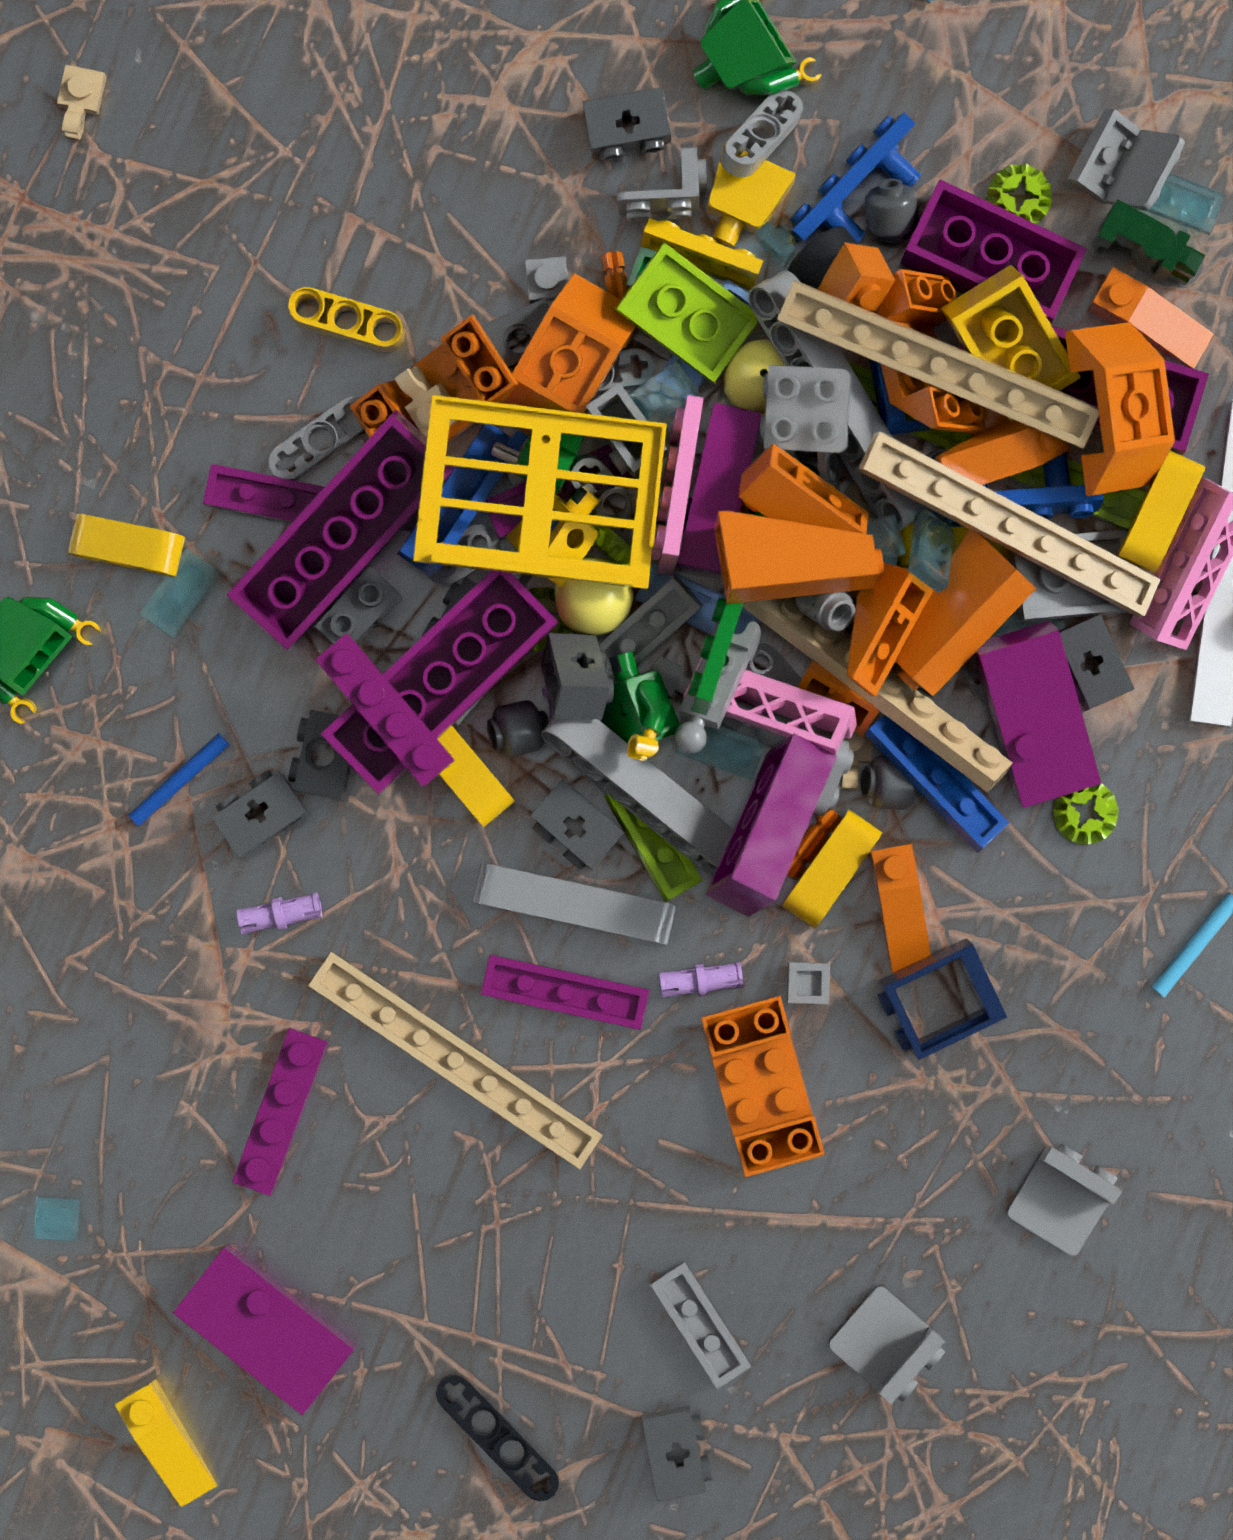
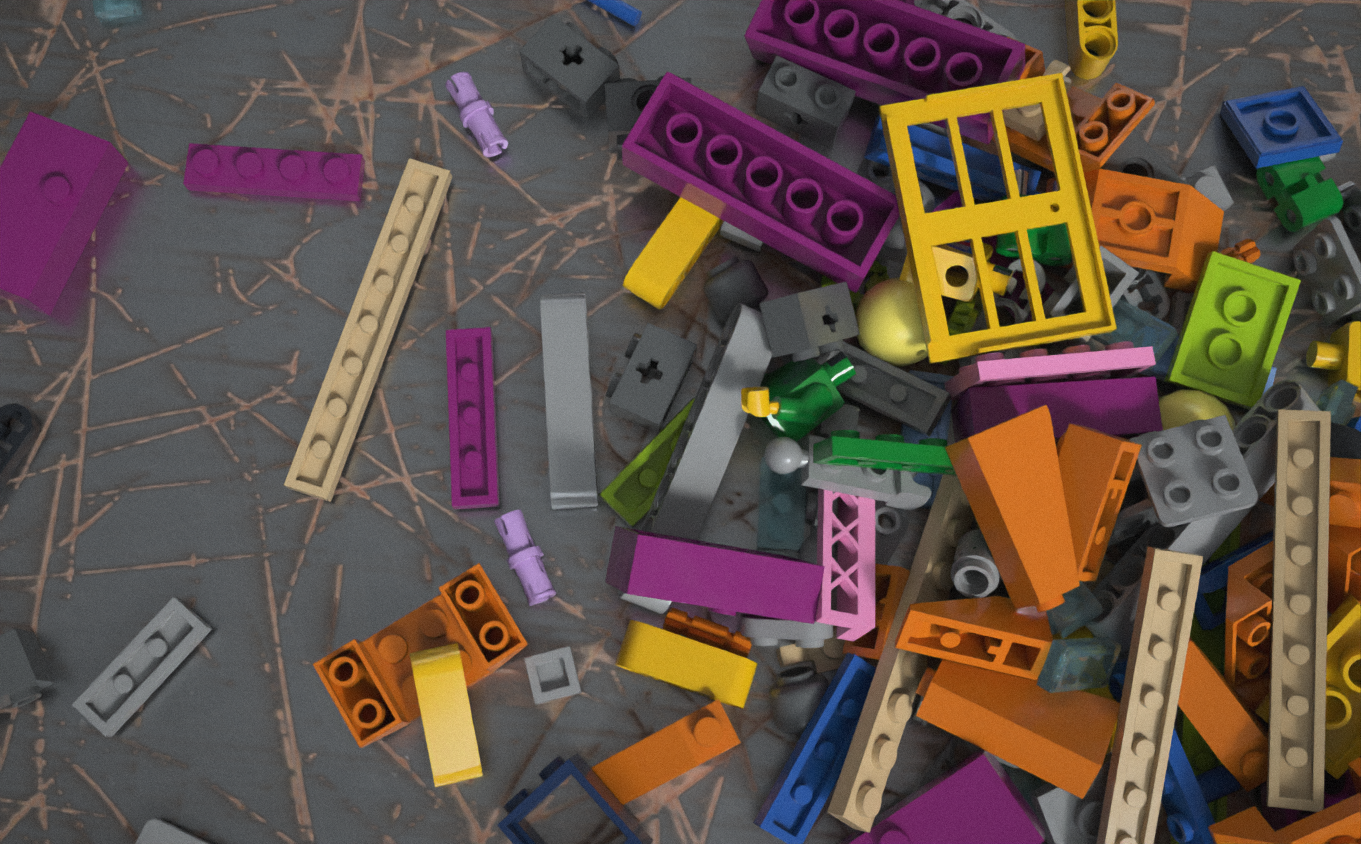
camera: 65 degrees right, 10 degrees down
(384, 710) = (711, 125): magenta plate -> none
(508, 189) = (1280, 127): none -> blue tile
(569, 191) = (1302, 191): none -> green piece
(704, 252) = (1296, 349): yellow plate -> none
(817, 1079) = (446, 714): none -> yellow beam

